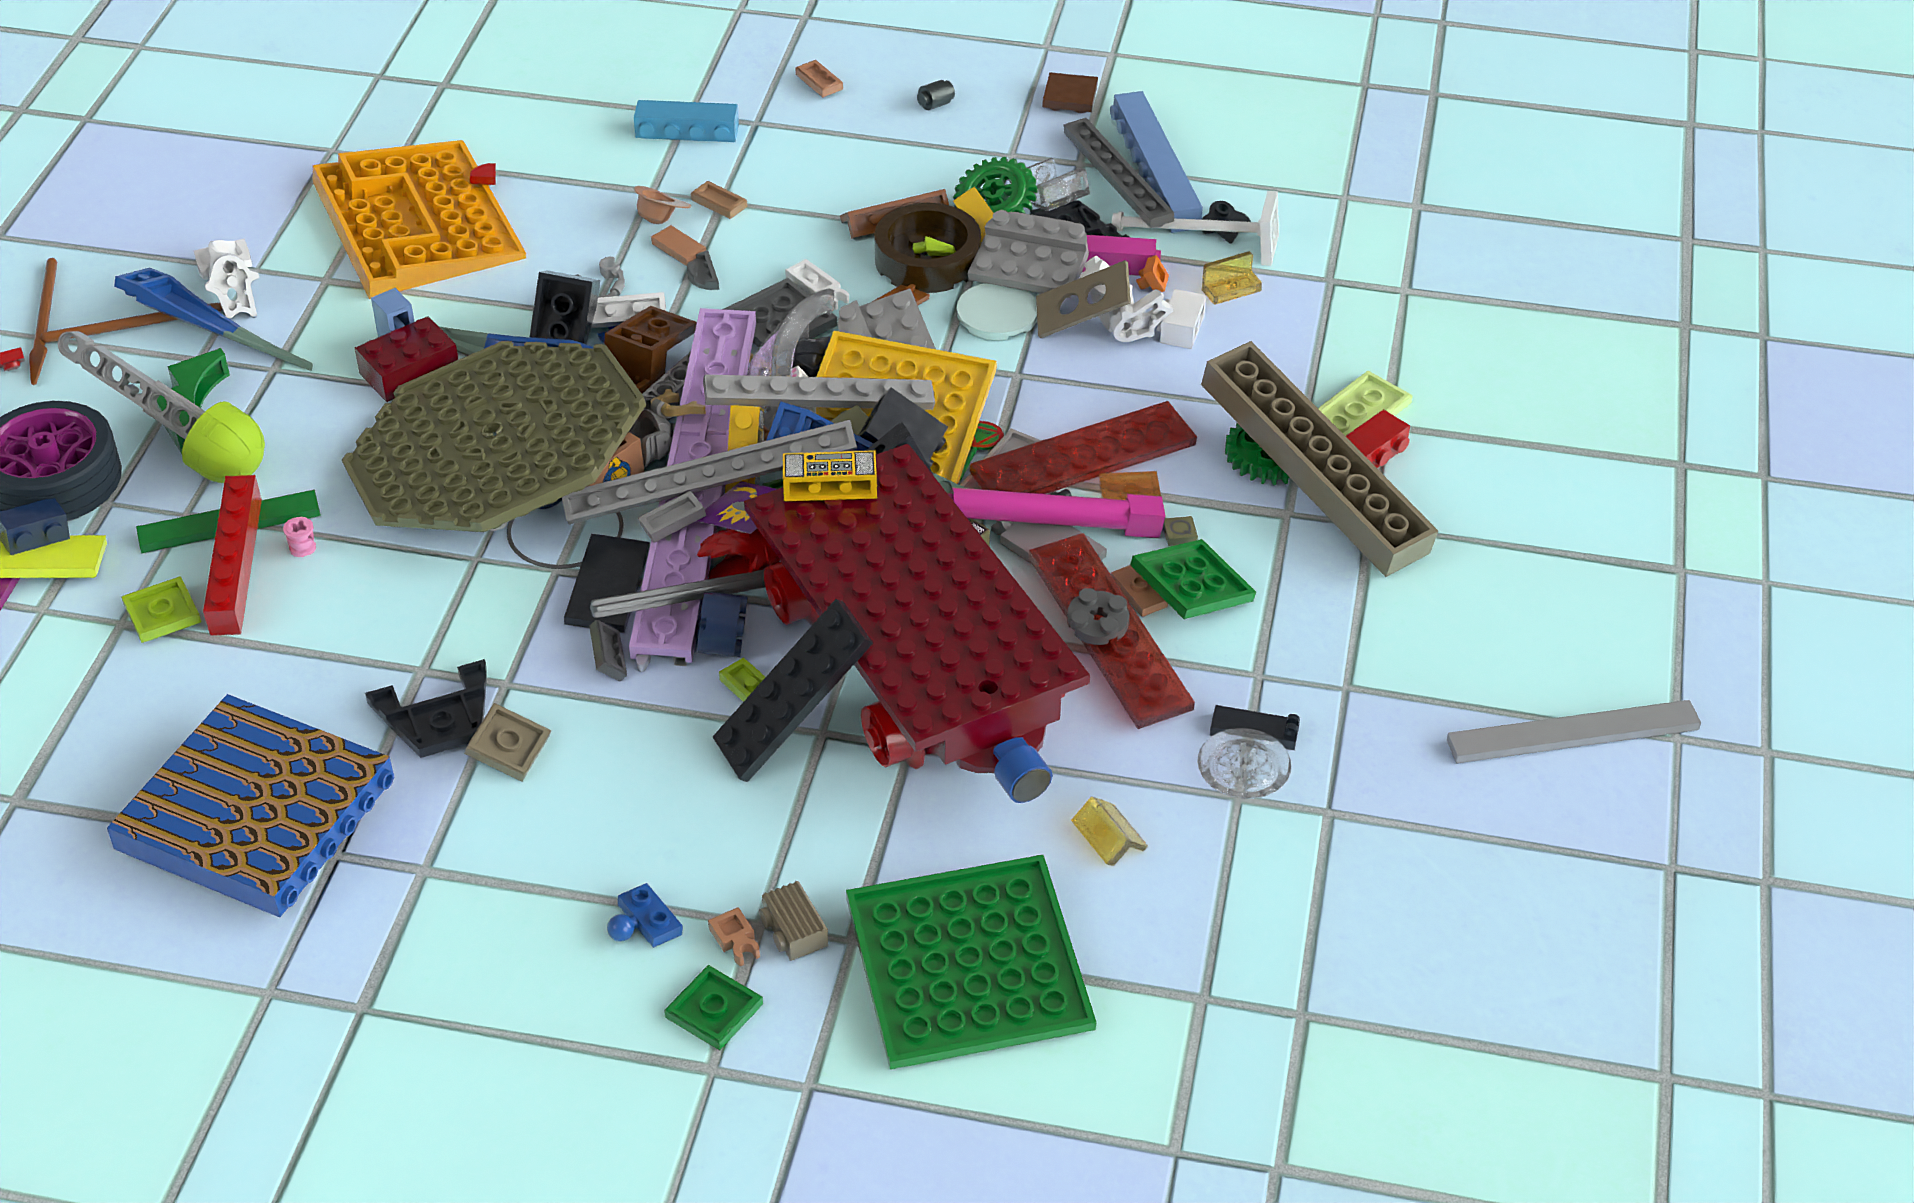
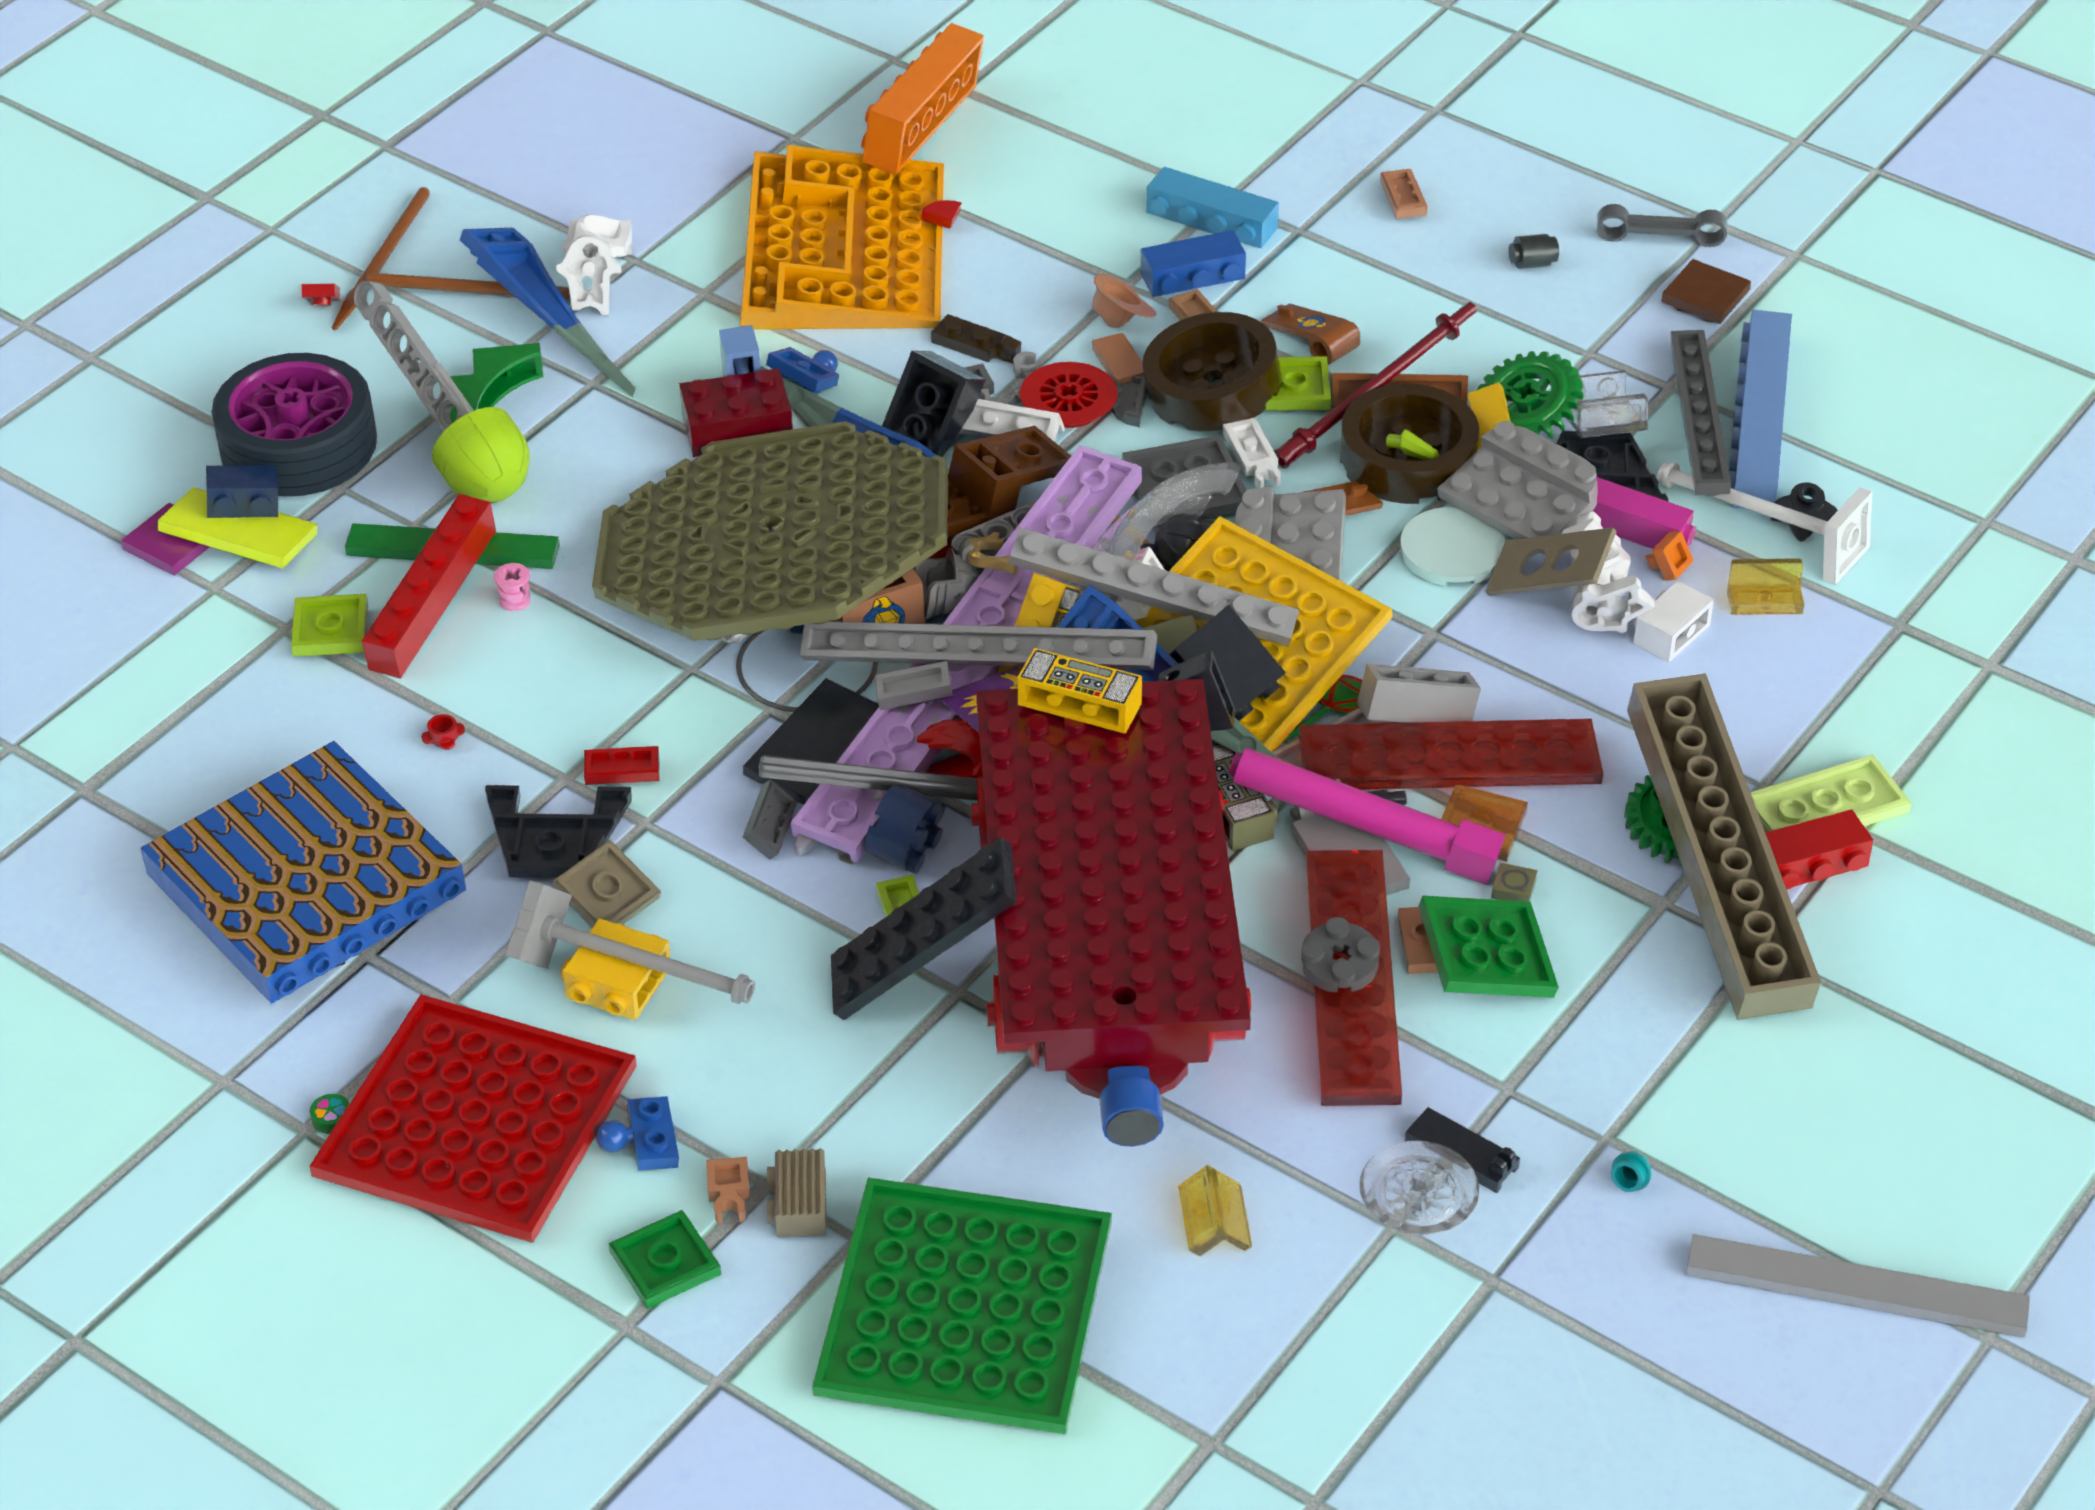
camera: 25 degrees right, 0 degrees up
(303, 663) = (442, 731): none -> red plate
(377, 987) = (327, 1111): none -> green tile
(426, 94) = (922, 98): none -> orange brick
(448, 313) = (812, 373): none -> blue plate
(465, 645) = (621, 765): none -> red plate
(482, 782) = (542, 924): none -> light grey tile
(499, 951) = (474, 1117): none -> red plate
(552, 799) = (612, 982): none -> yellow brick
(561, 259) = (975, 340): none -> dark brown hinge
(656, 274) = (1071, 389): none -> red piece
(695, 163) = (1193, 263): none -> blue brick
(758, 214) = (1206, 345): none -> dark brown brick
(819, 228) = (1303, 385): none -> lime plate
(825, 188) = (1325, 333): none -> dark orange door
(850, 264) = (1305, 439): none -> dark red bar
(1013, 55) = (1662, 225): none -> dark grey piece
(1042, 418) = (1417, 695): none -> light grey brick
(1381, 703) = (1631, 1171): none -> teal plate

